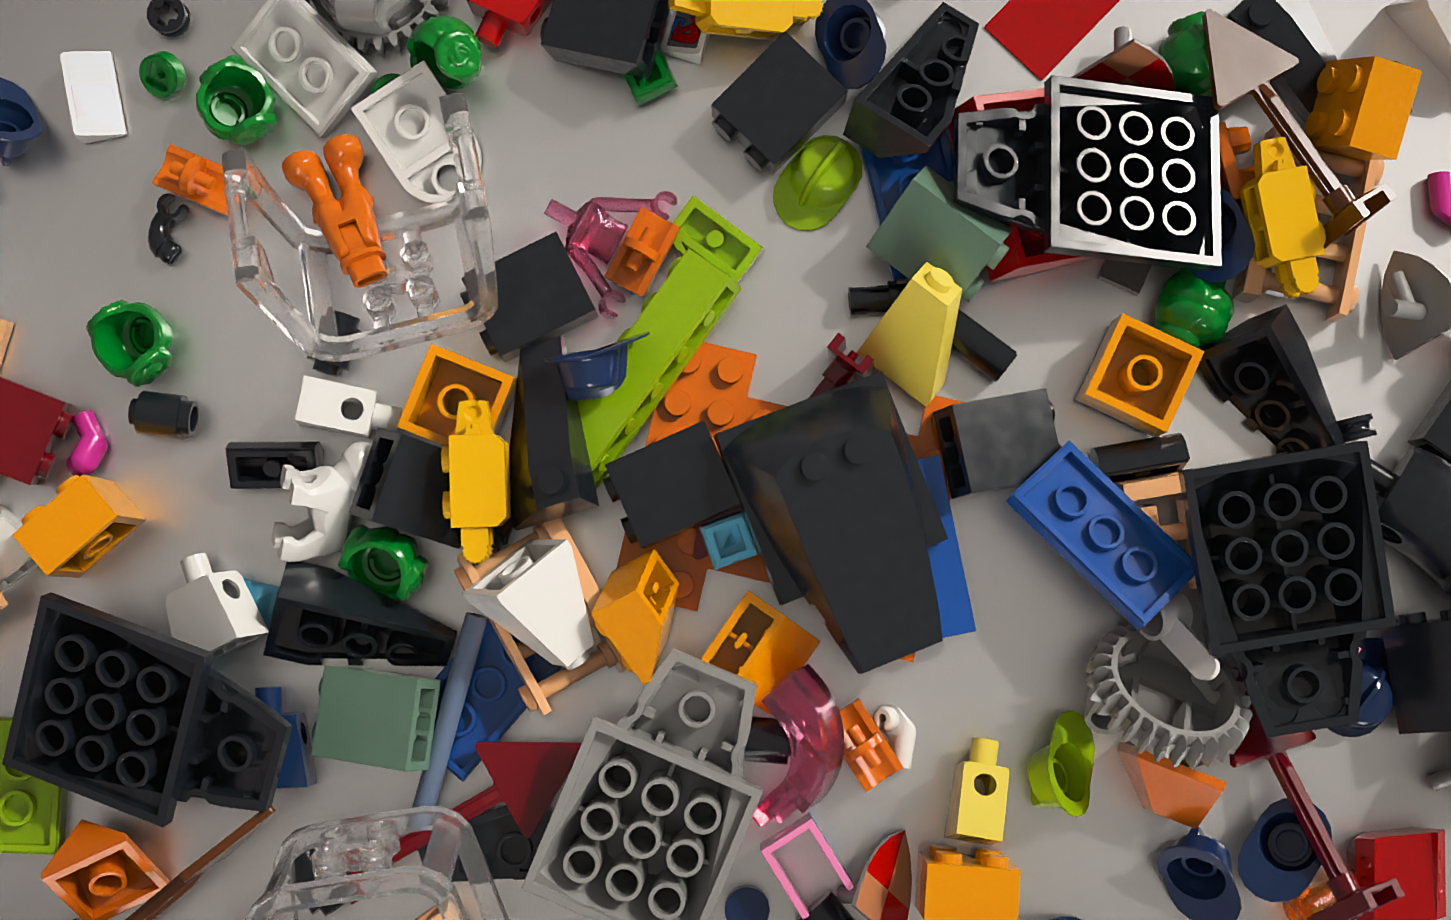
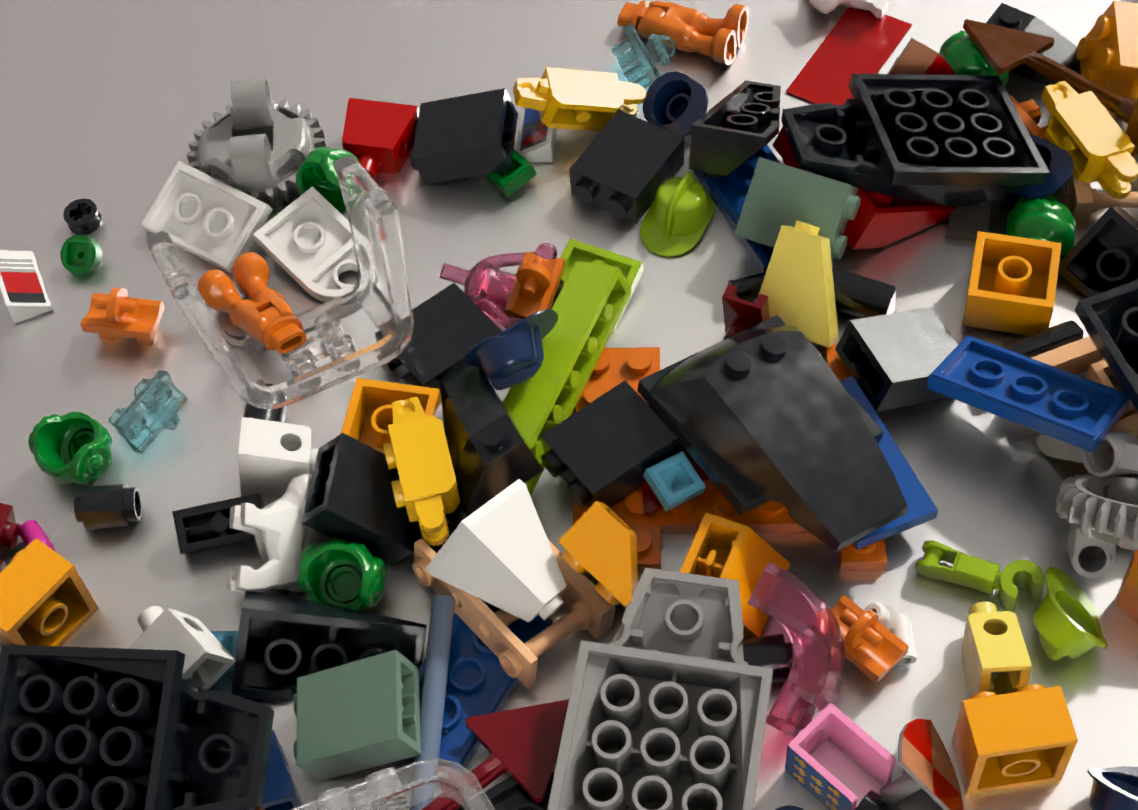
camera: 10 degrees left, 30 degrees down
(159, 237) = (89, 374): black arm -> none
(215, 311) = (150, 412): none -> clear light blue hips
(236, 101) = (134, 257): green hair -> none
(996, 695) = (981, 573): none -> lime piece

